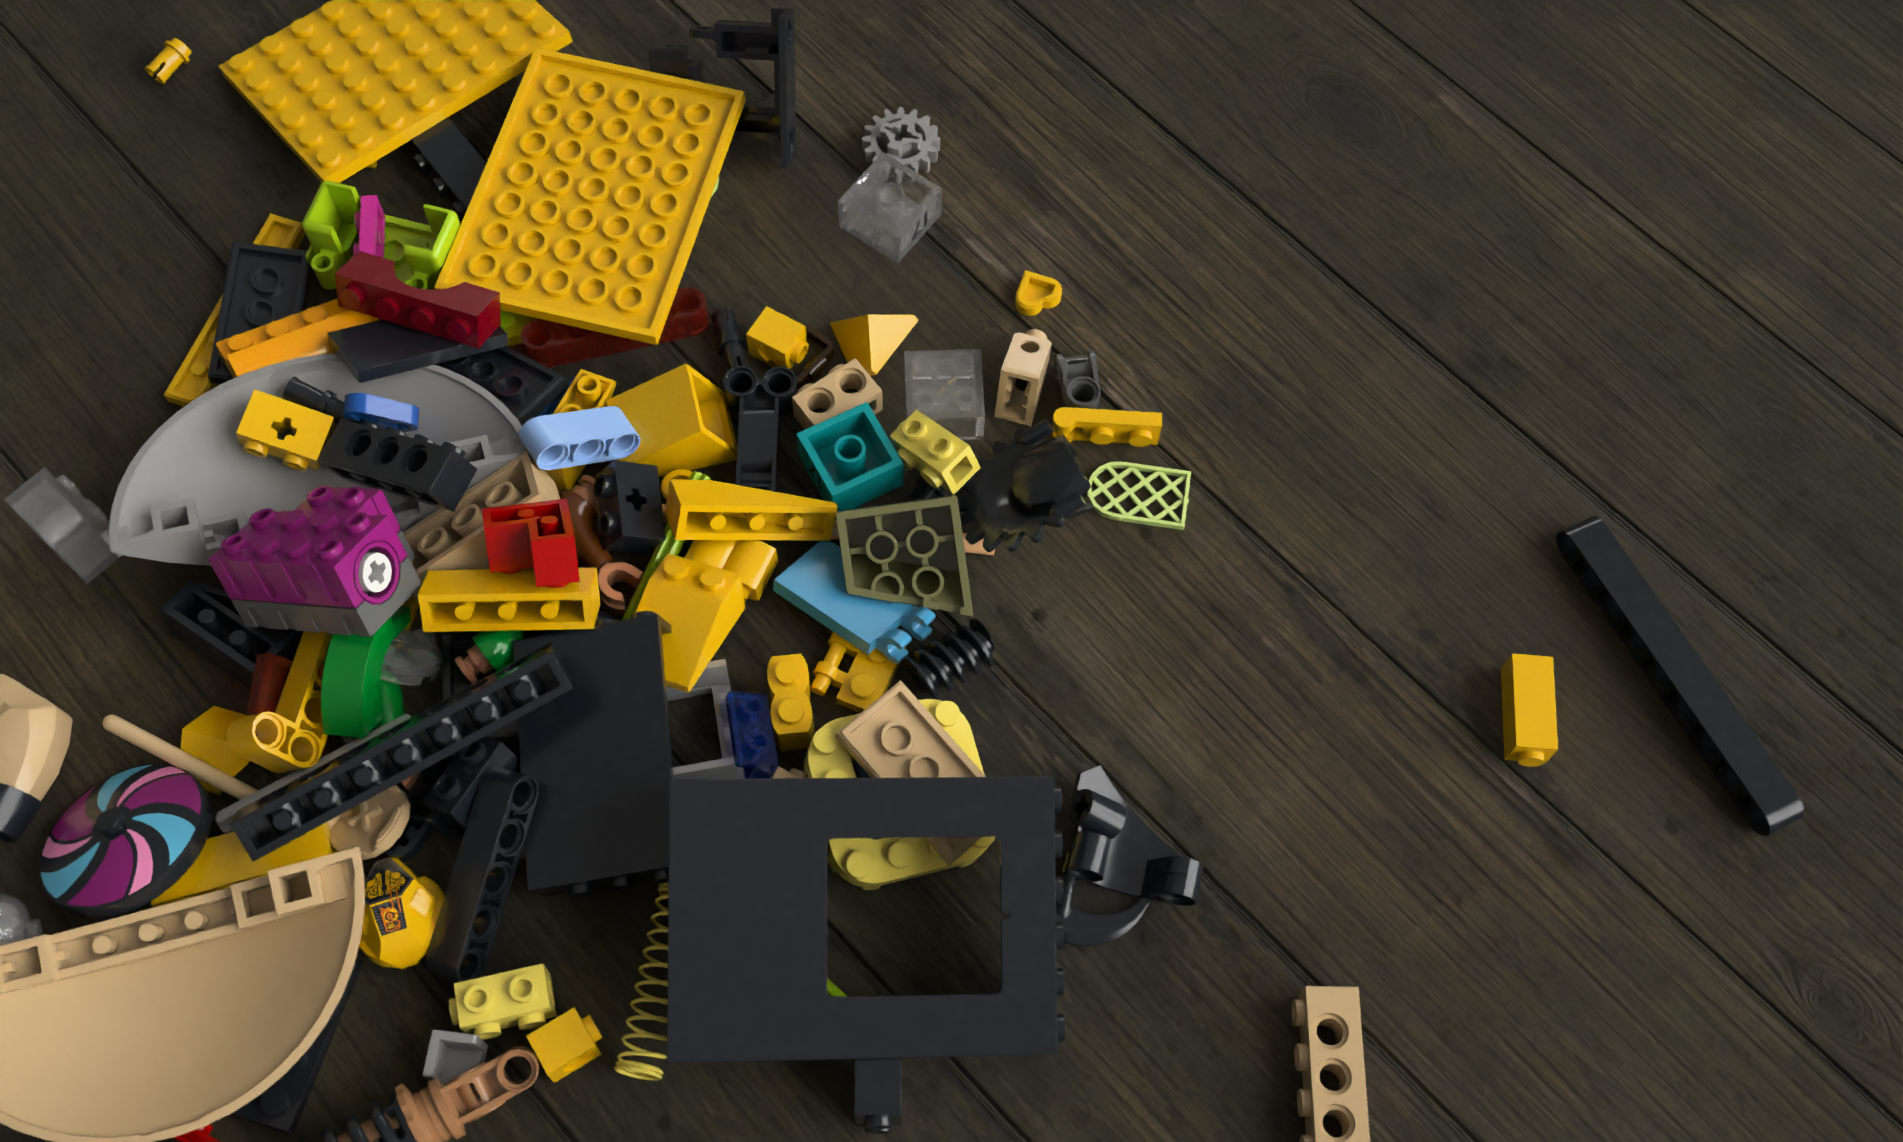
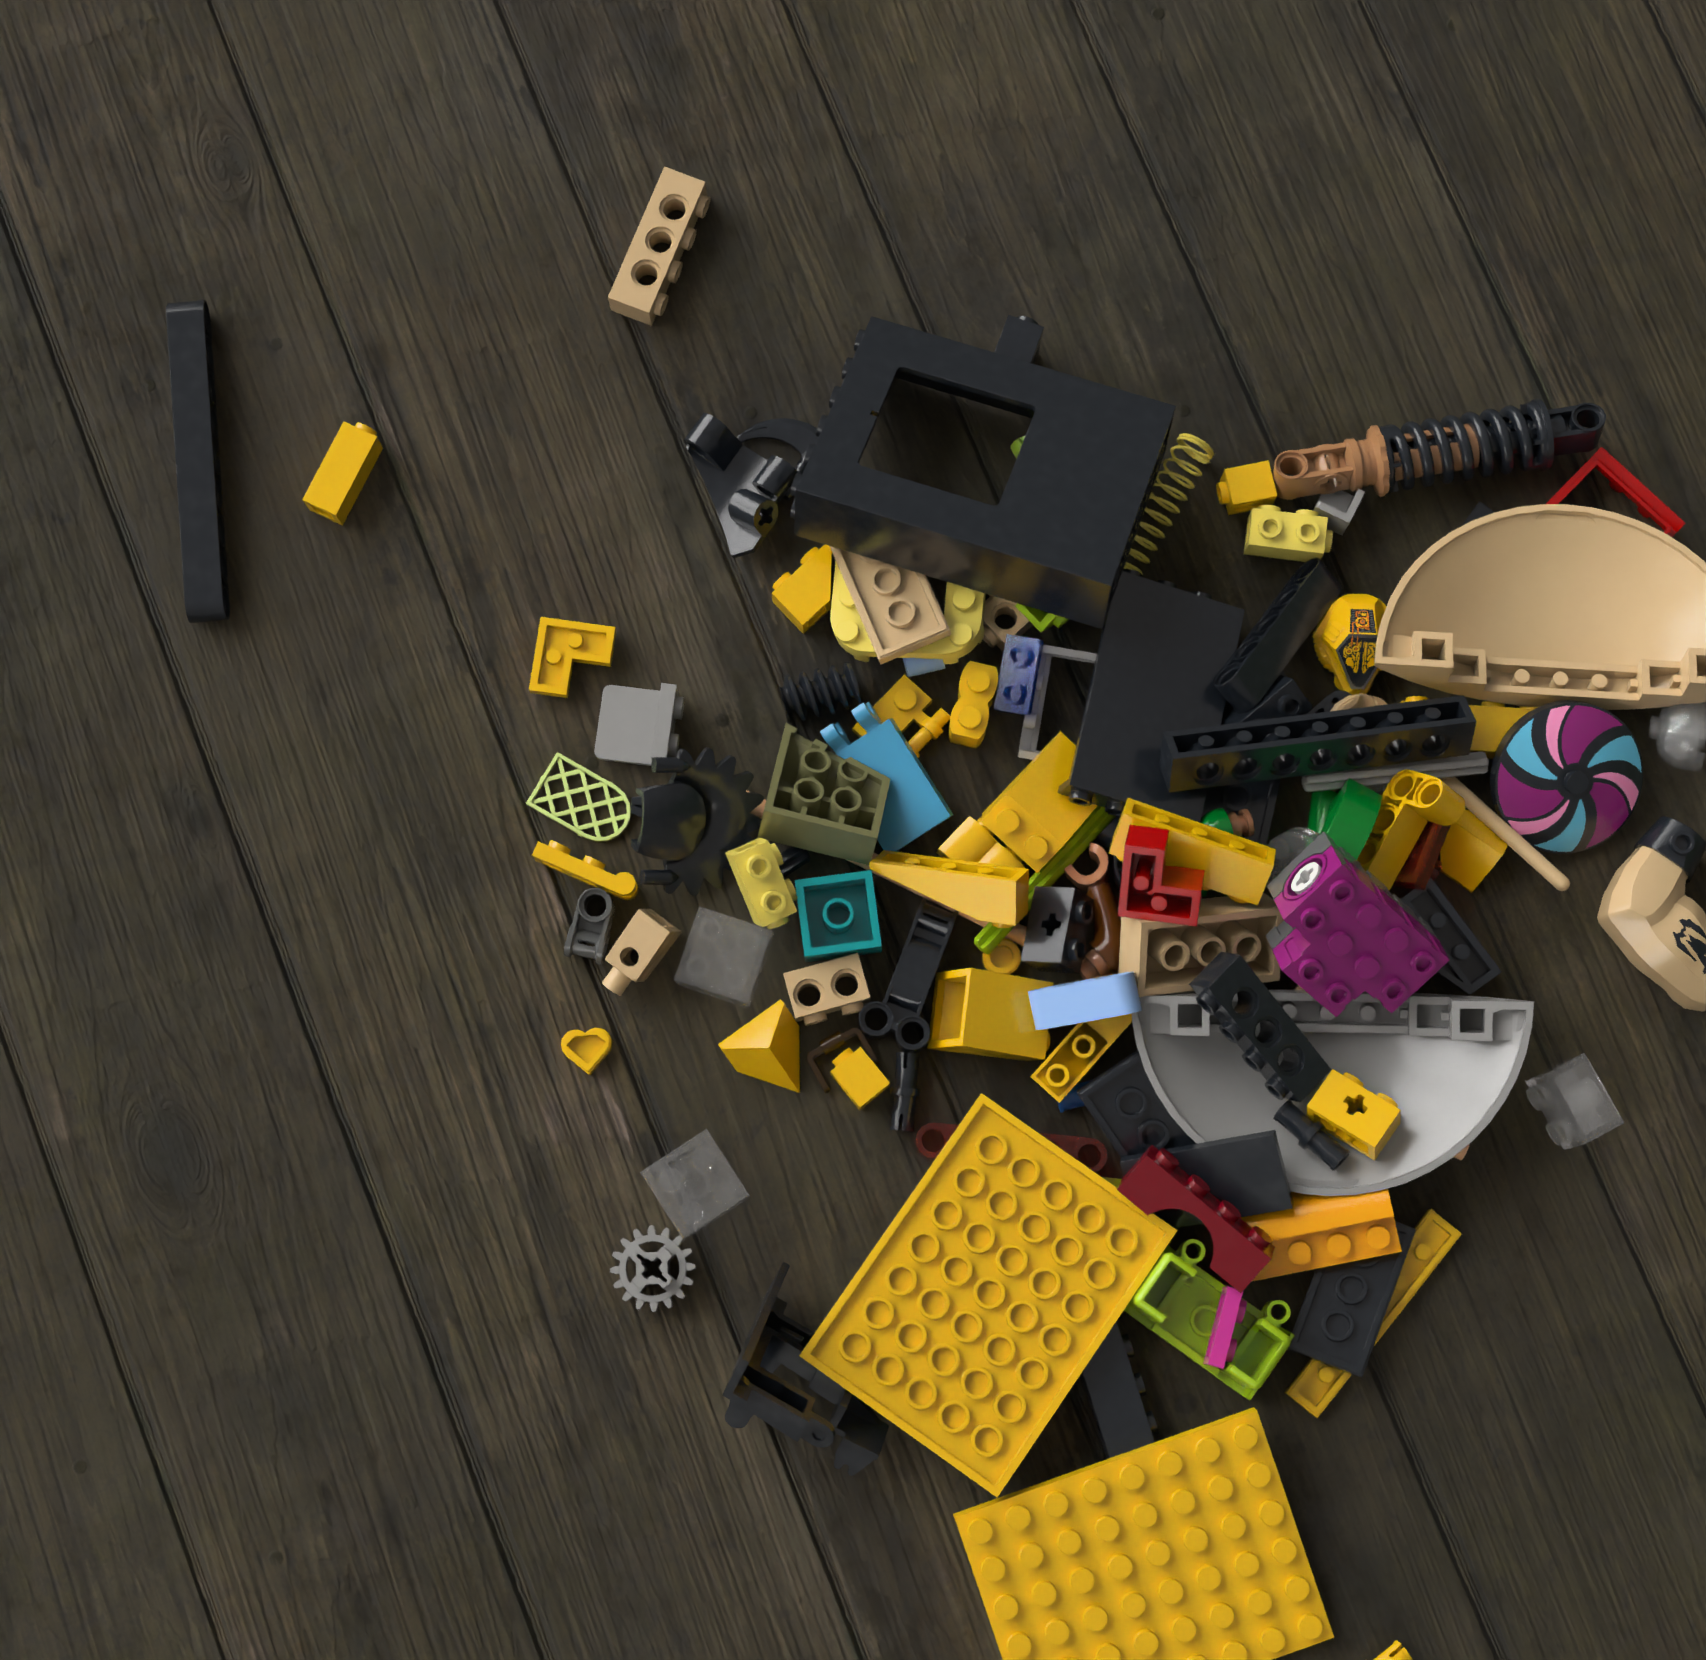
camera: 155 degrees left, 15 degrees up
(381, 411) = (1261, 1101): blue beam -> none
(1009, 748) = (807, 592): none -> yellow slope
(1116, 572) = (638, 724): none -> light grey bracket
(1225, 623) = (560, 645): none -> yellow plate

